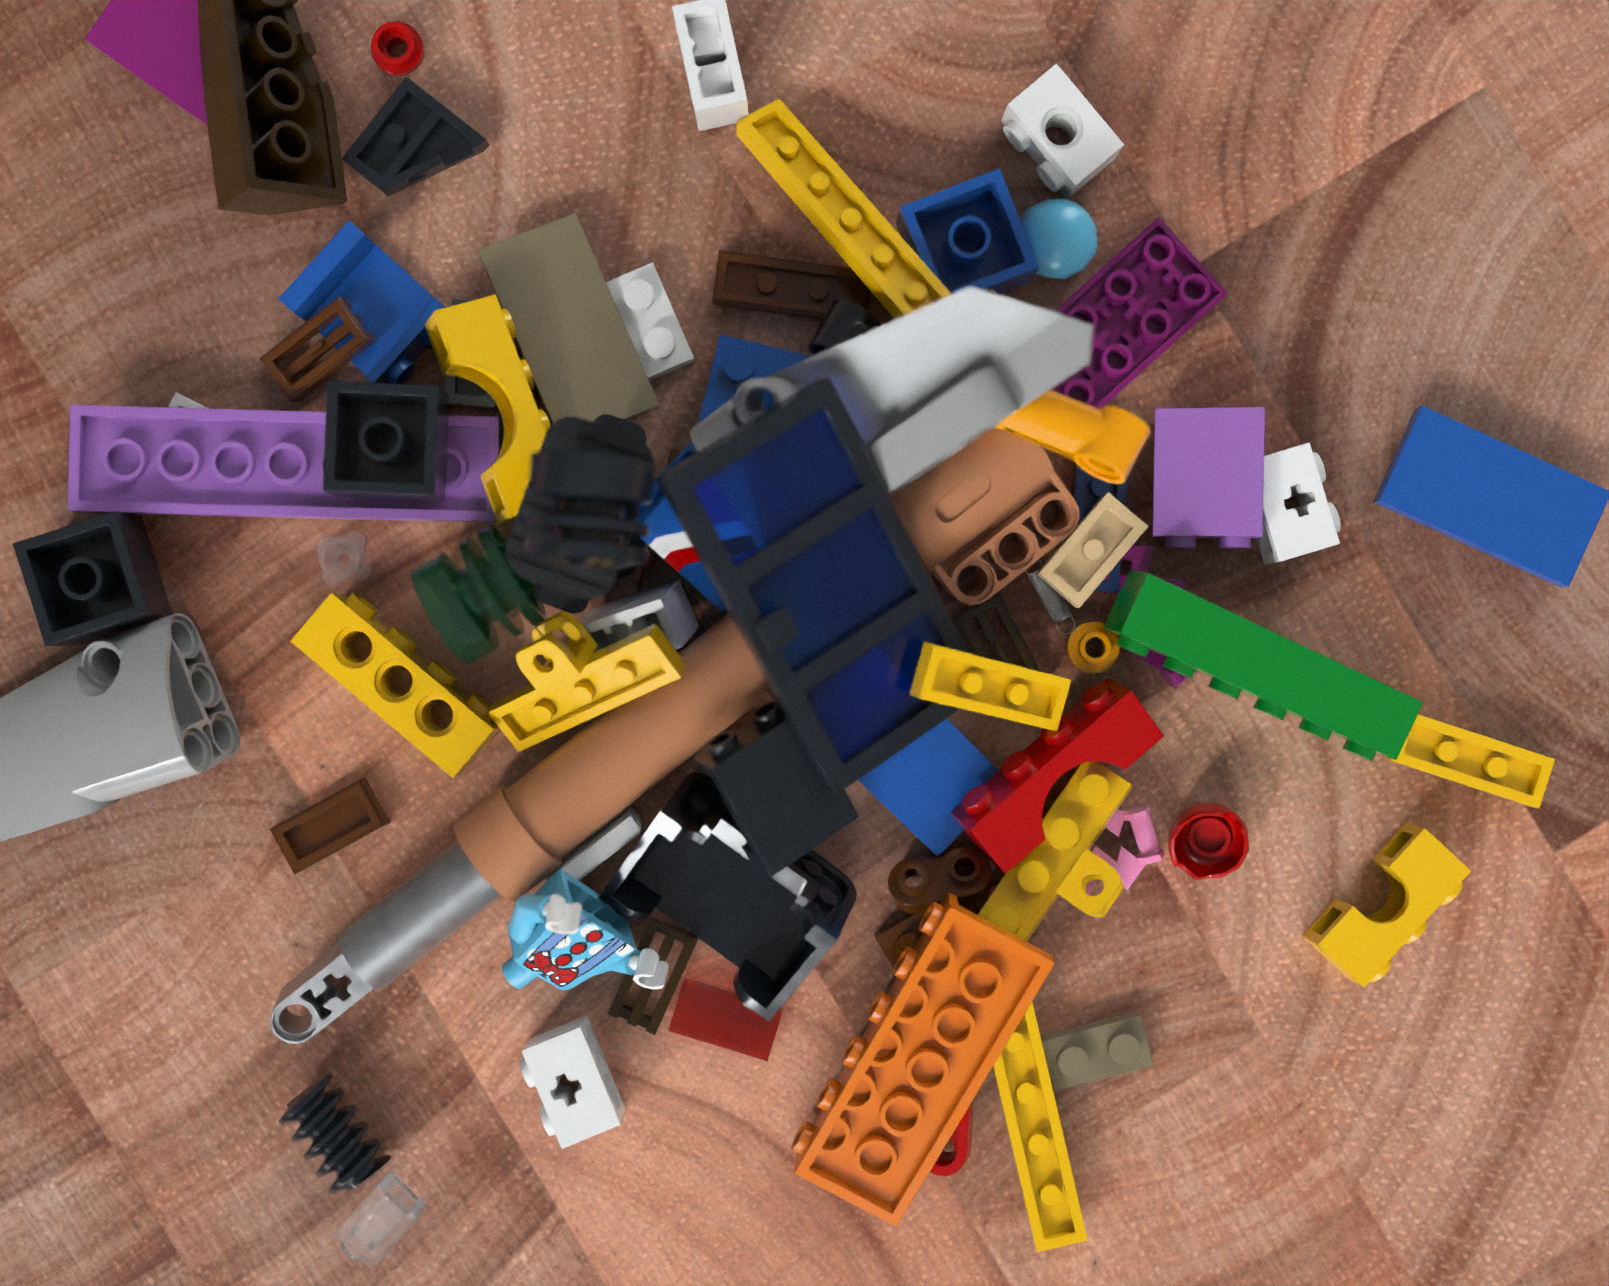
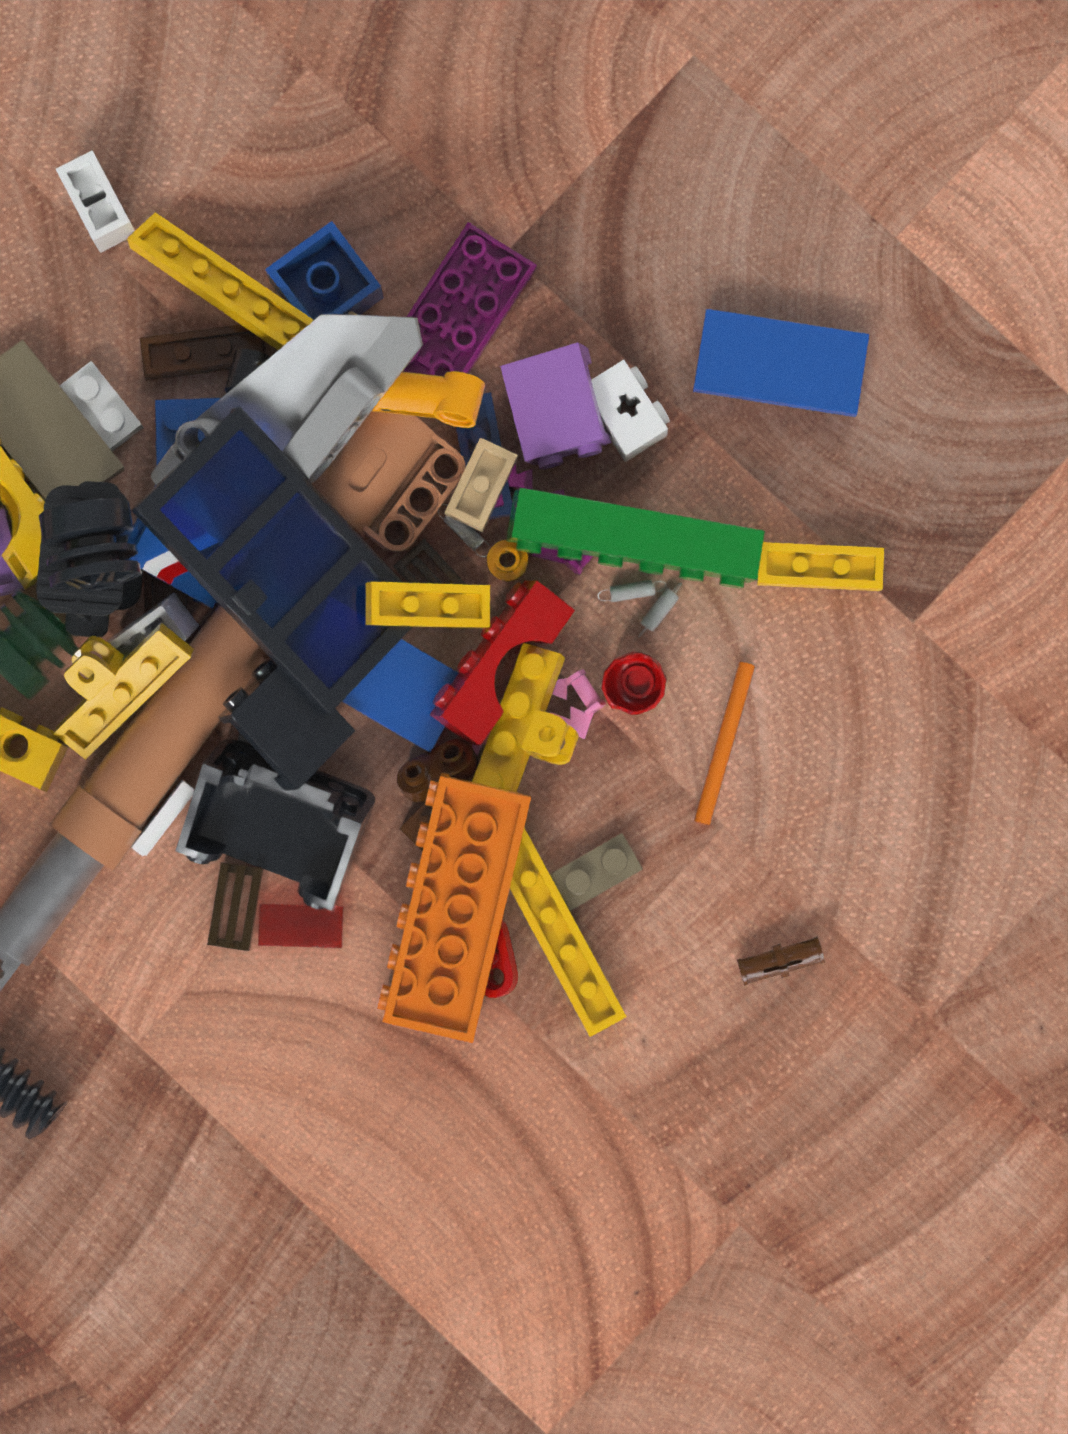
camera: 10 degrees left, 5 degrees down
(379, 1220) = (70, 1153): clear brick -> none
(573, 935) = (164, 888): torso -> none
(577, 1053) = (190, 979): white brick -> none
(1058, 103) = (364, 159): white brick -> none
(1060, 237) = (395, 258): medium azure hair -> none
(1231, 724) = (632, 590): none -> white piece
(1258, 756) = (659, 610): none -> white piece
(1288, 1219) = (781, 961): none -> reddish brown pin
(1291, 938) = (724, 743): none -> orange bar
(1420, 880) = (806, 663): yellow arch -> none

